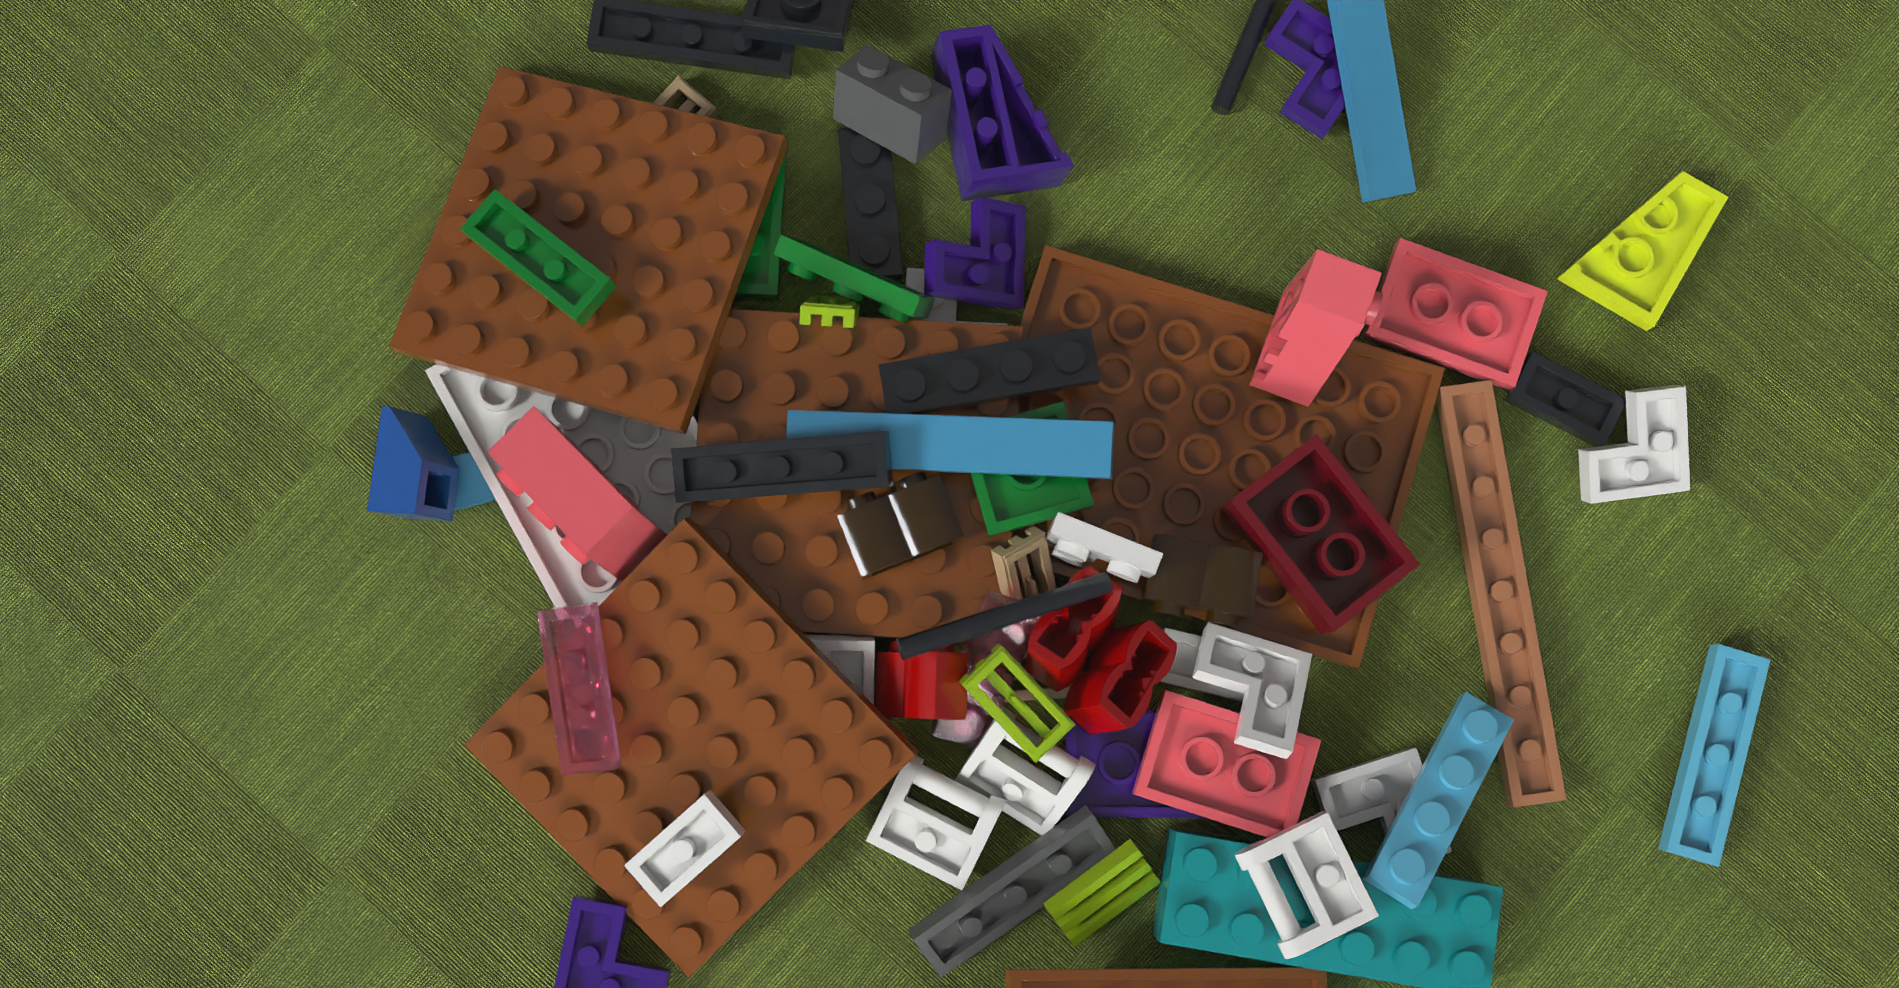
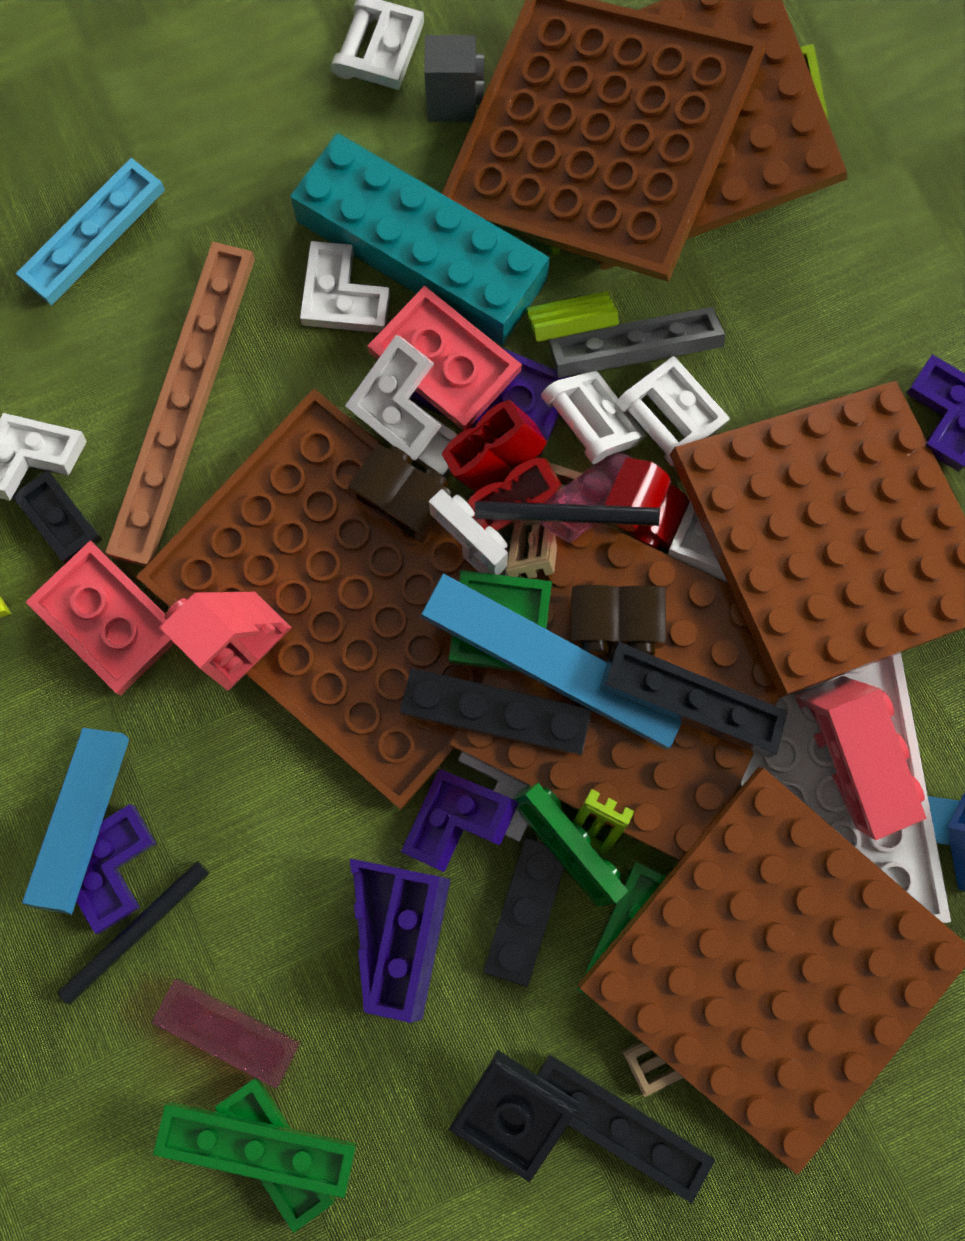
camera: 155 degrees left, 5 degrees down
(538, 257) = (830, 966): green plate -> none
(579, 688) = (914, 600): clear pink plate -> none
(685, 848) = (872, 455): white plate -> none
(891, 104) = (476, 982): dark grey brick -> none
(985, 669) = (595, 482): lime tile -> none
(1320, 536) = (297, 482): dark red brick -> none
(1323, 876) = (414, 245): white plate -> none
(1438, 800) = (304, 269): medium azure plate -> none

